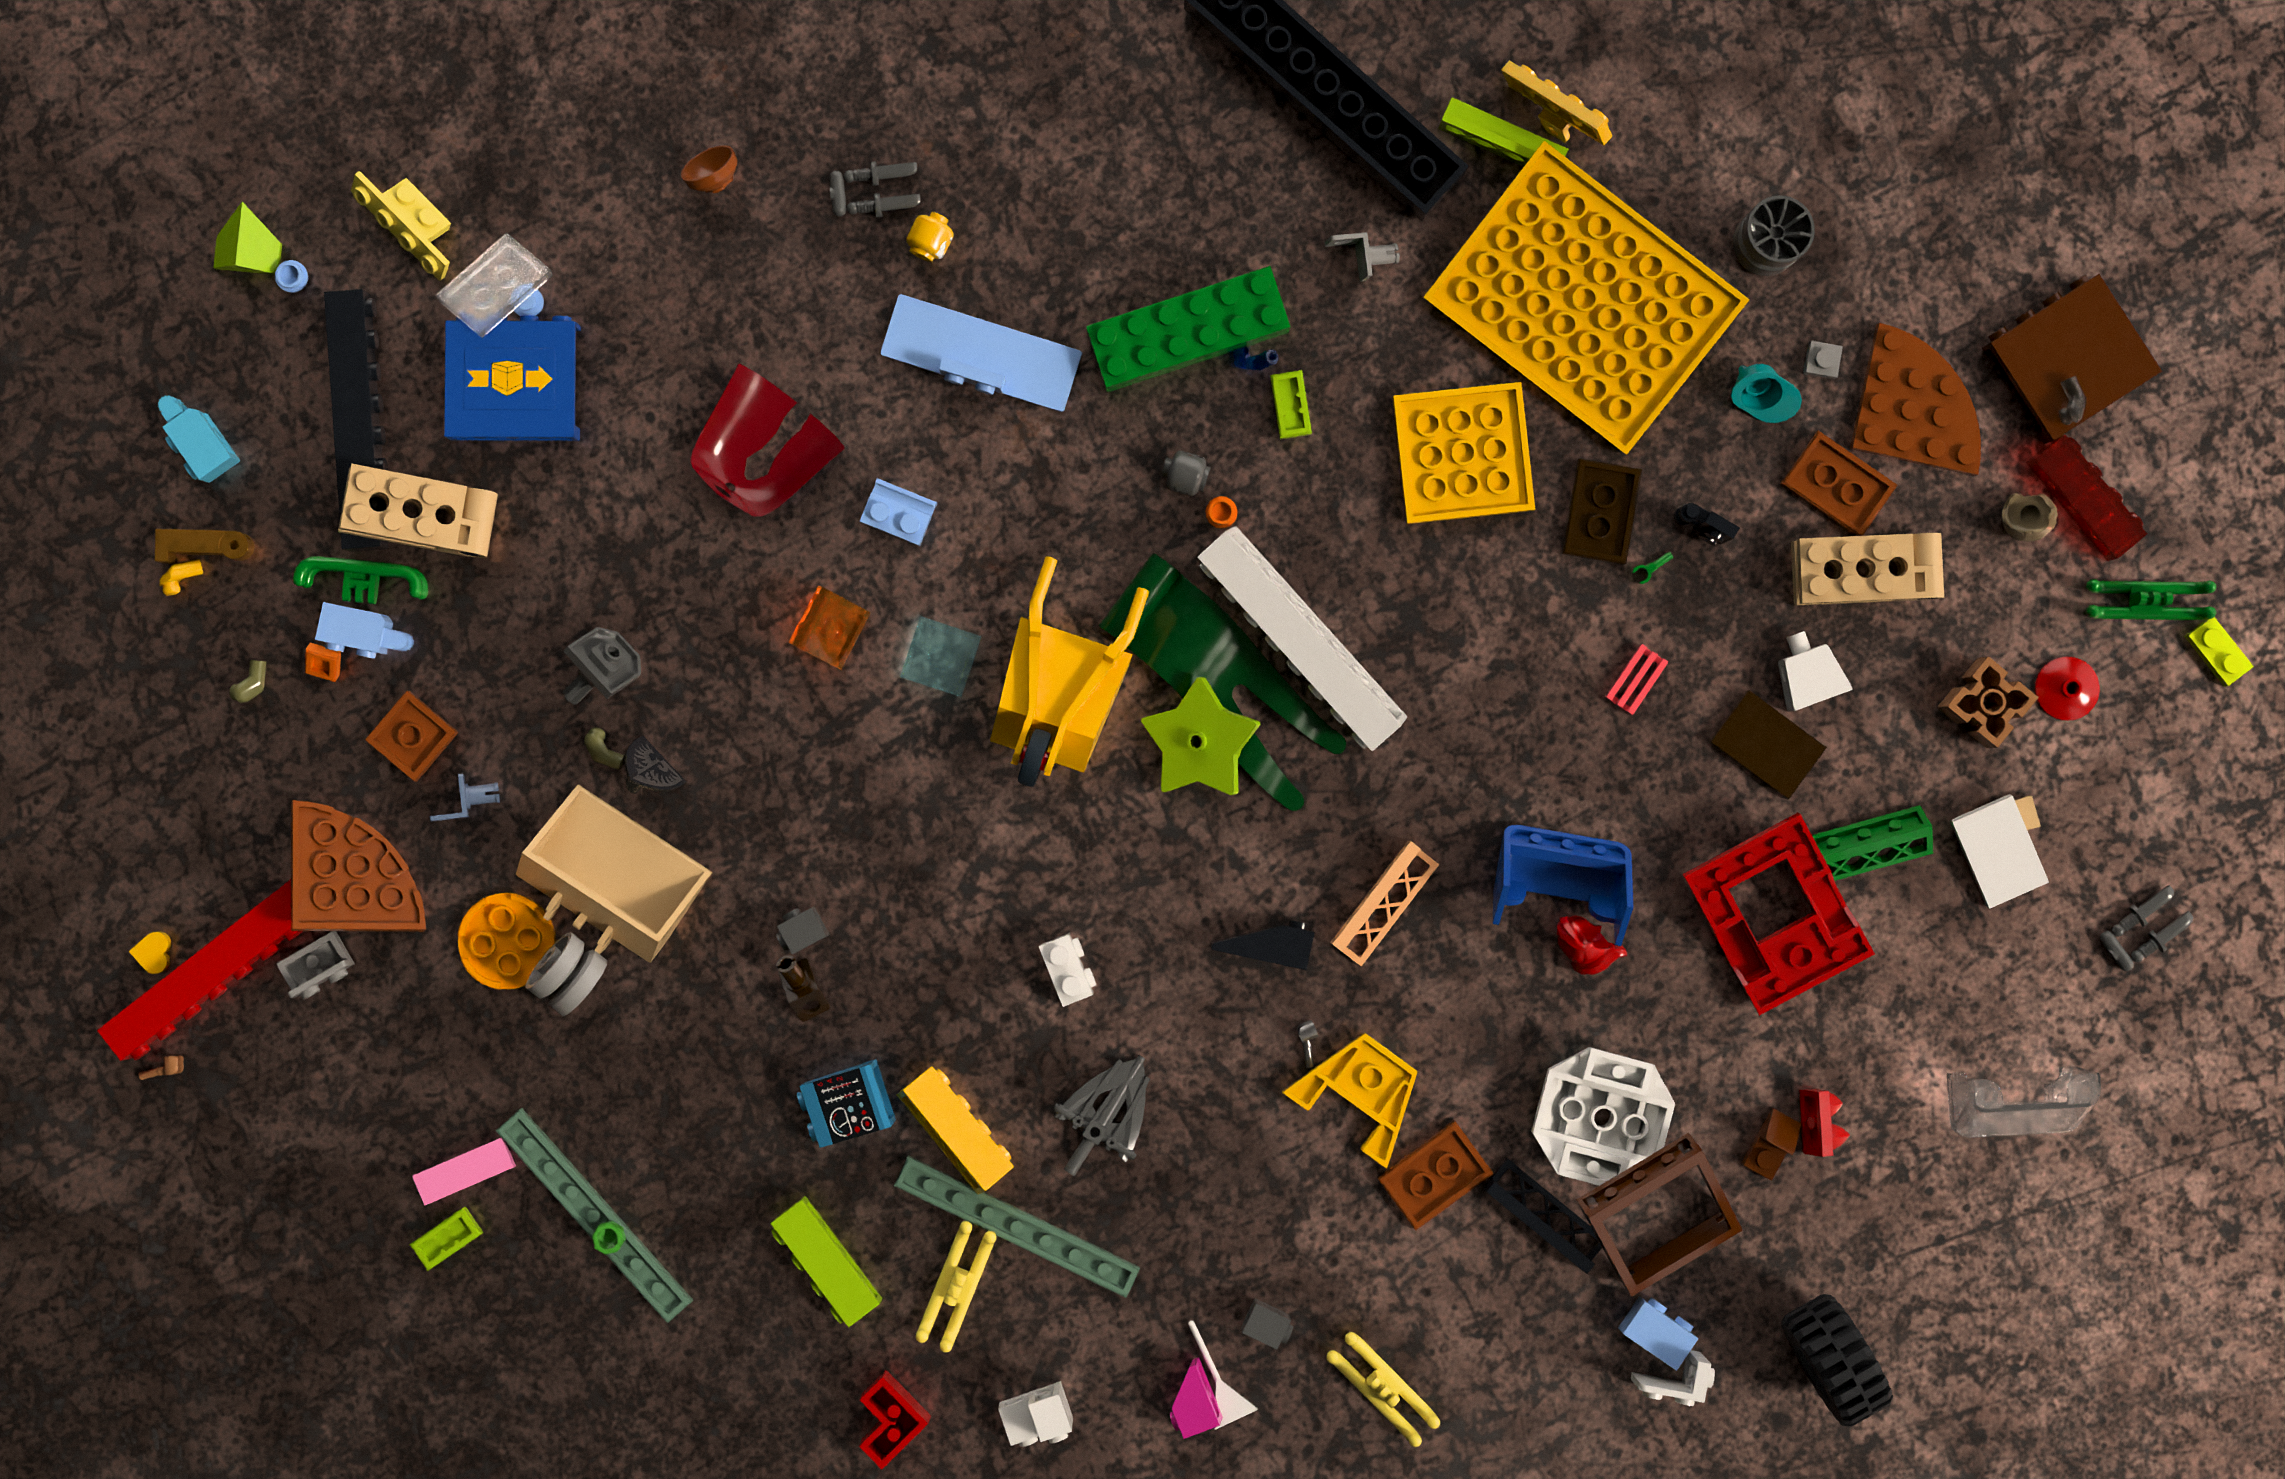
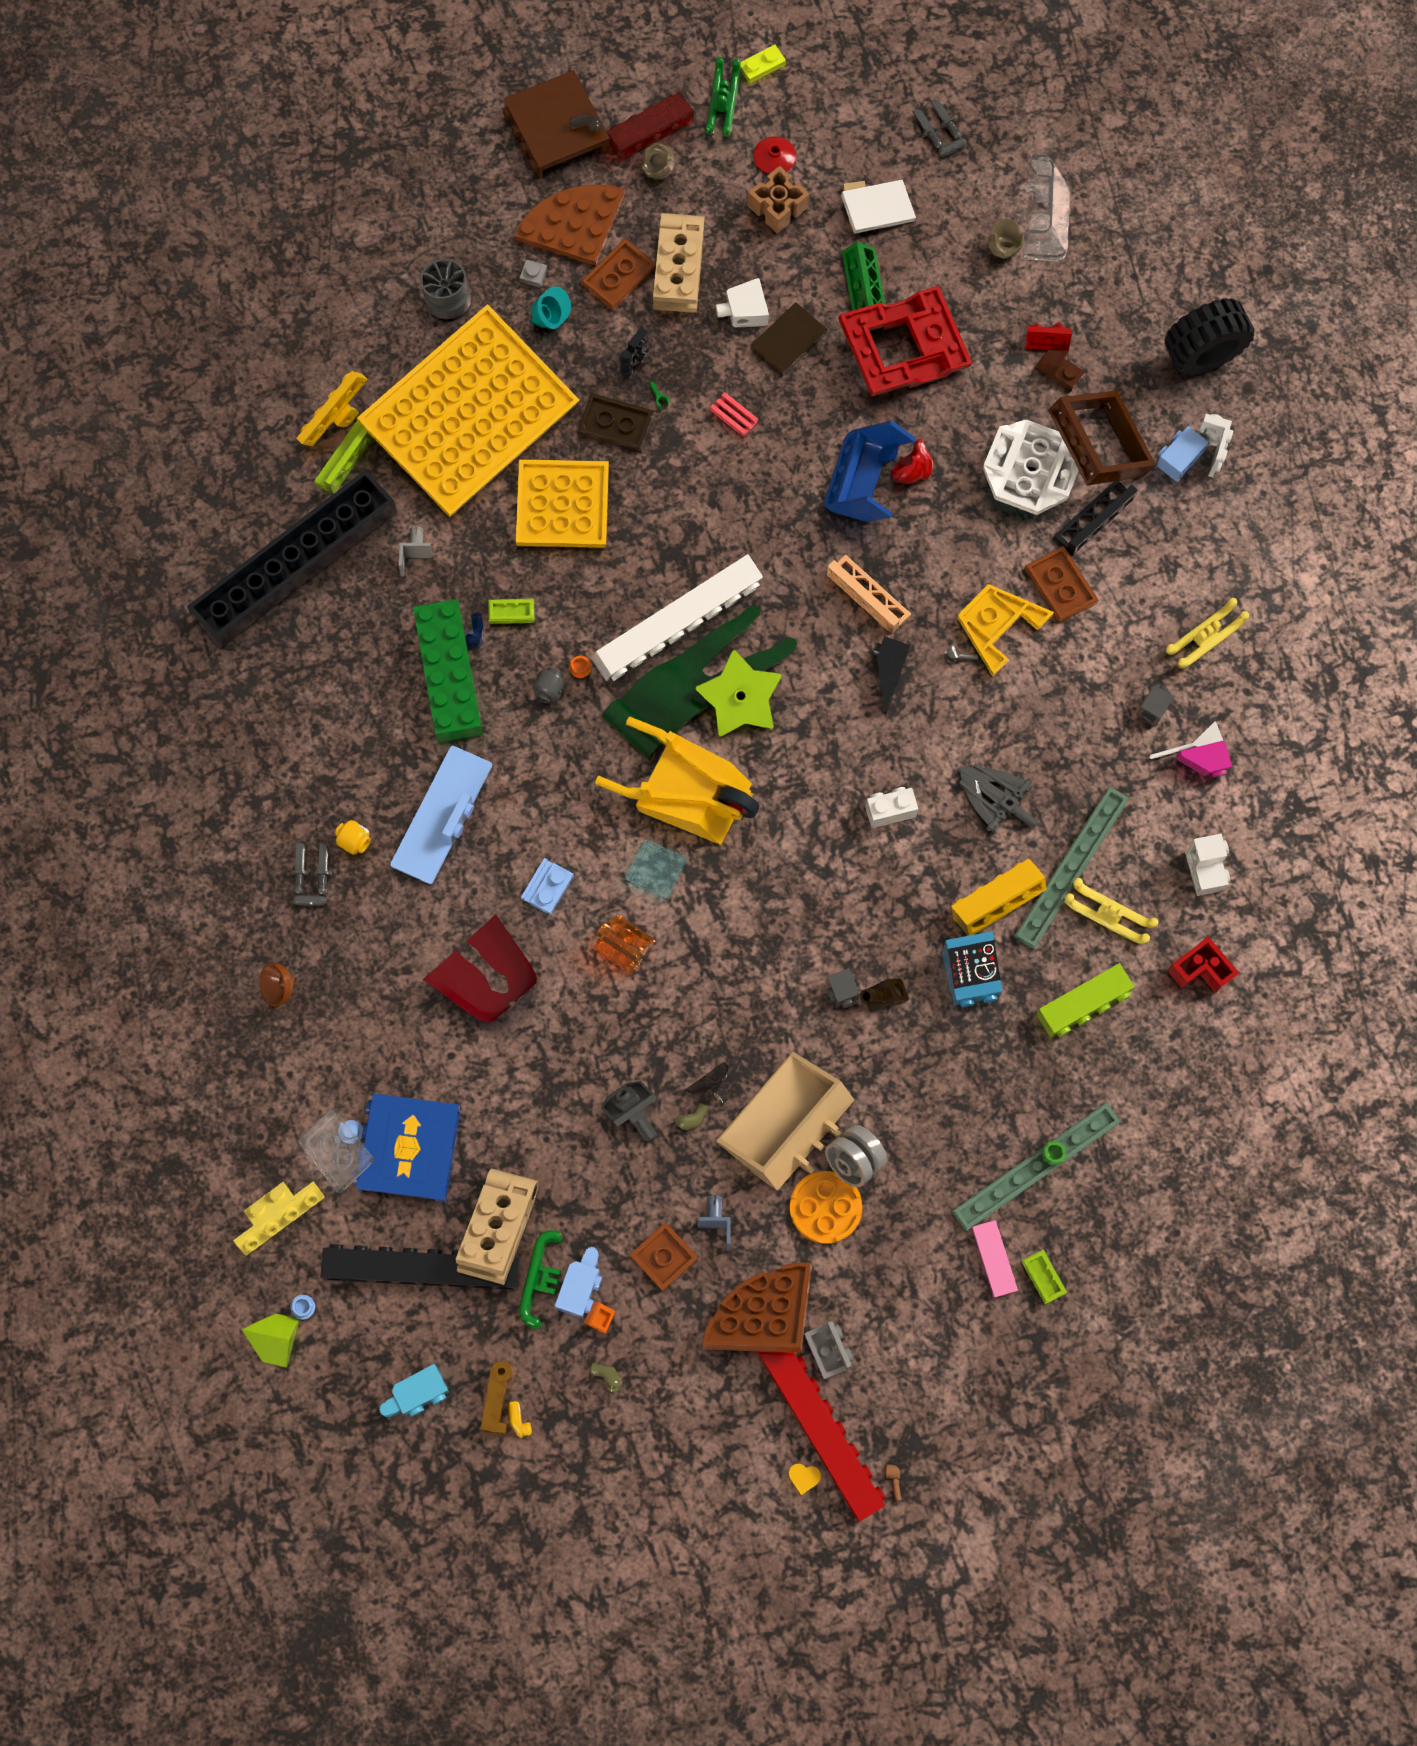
camera: 80 degrees left, 15 degrees down
(1969, 1045) = (1005, 238): none -> dark tan hair

